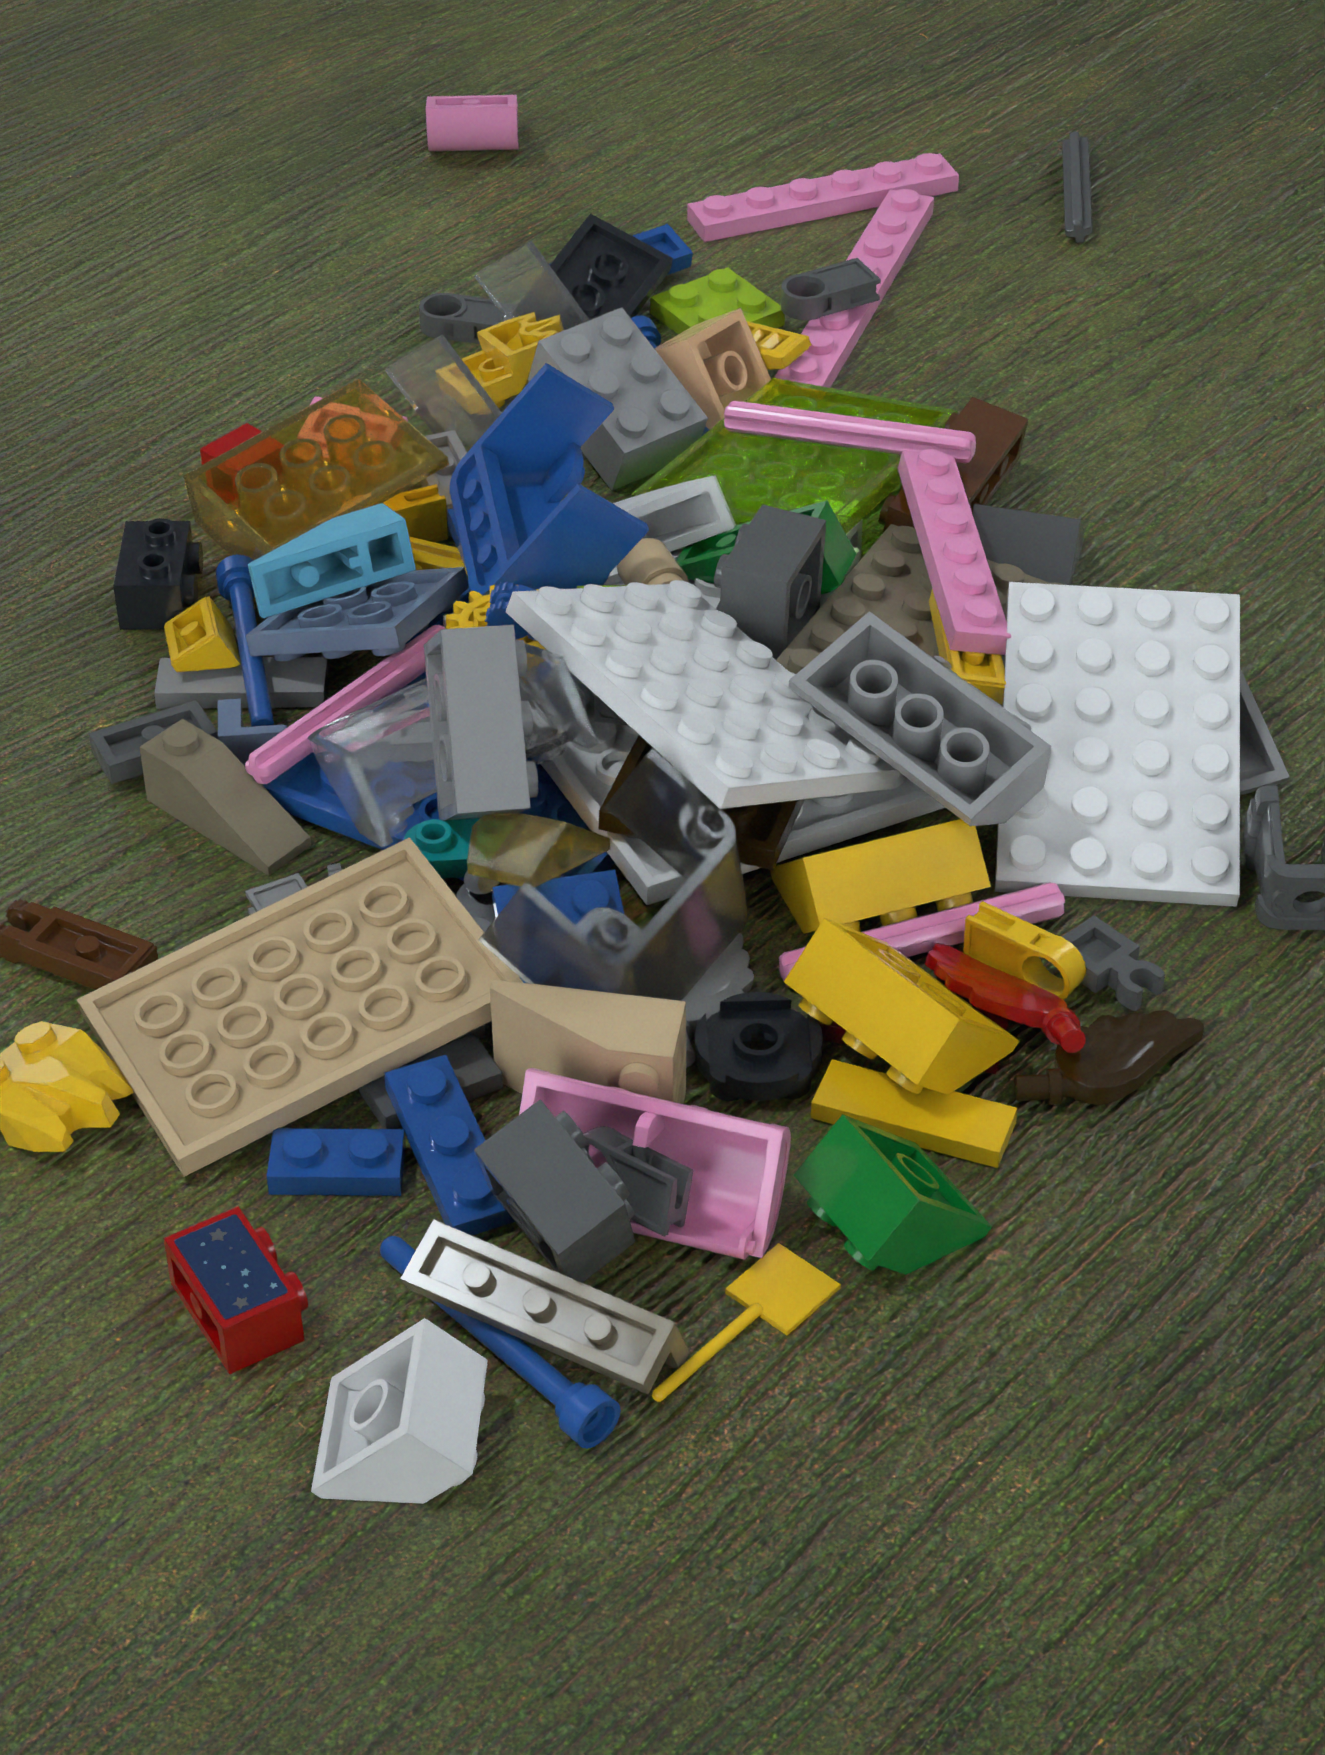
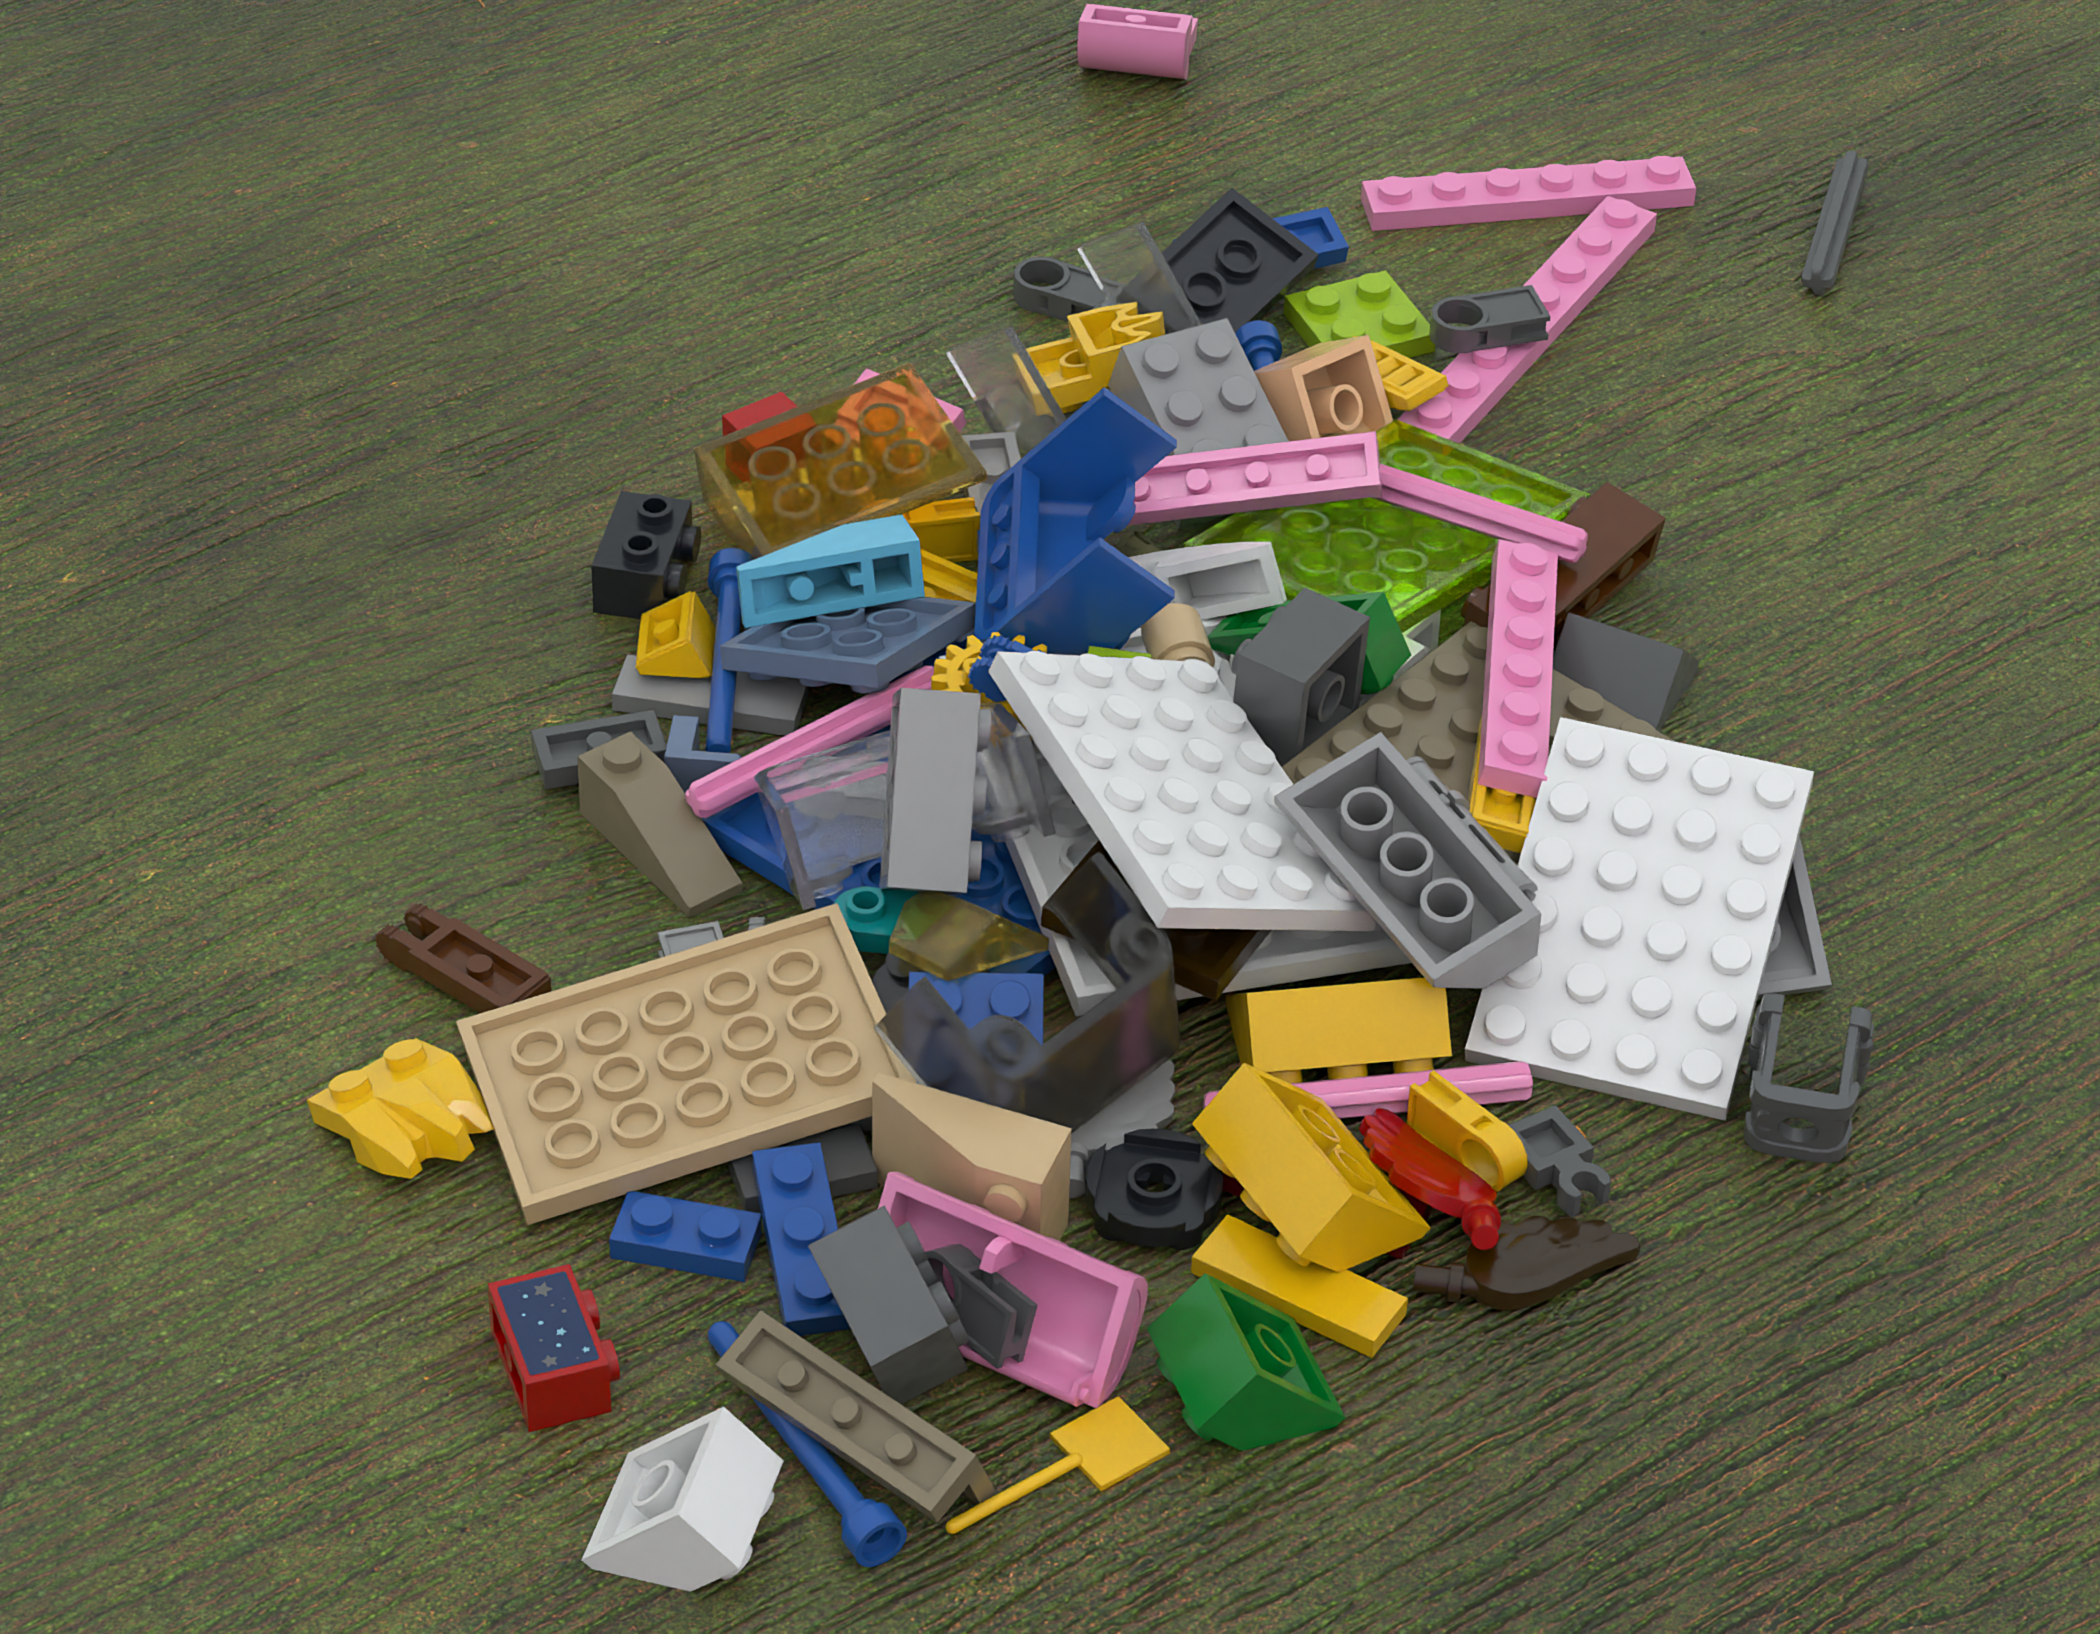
camera: 10 degrees right, 0 degrees up
(685, 430) = (1259, 478): none -> bright pink plate

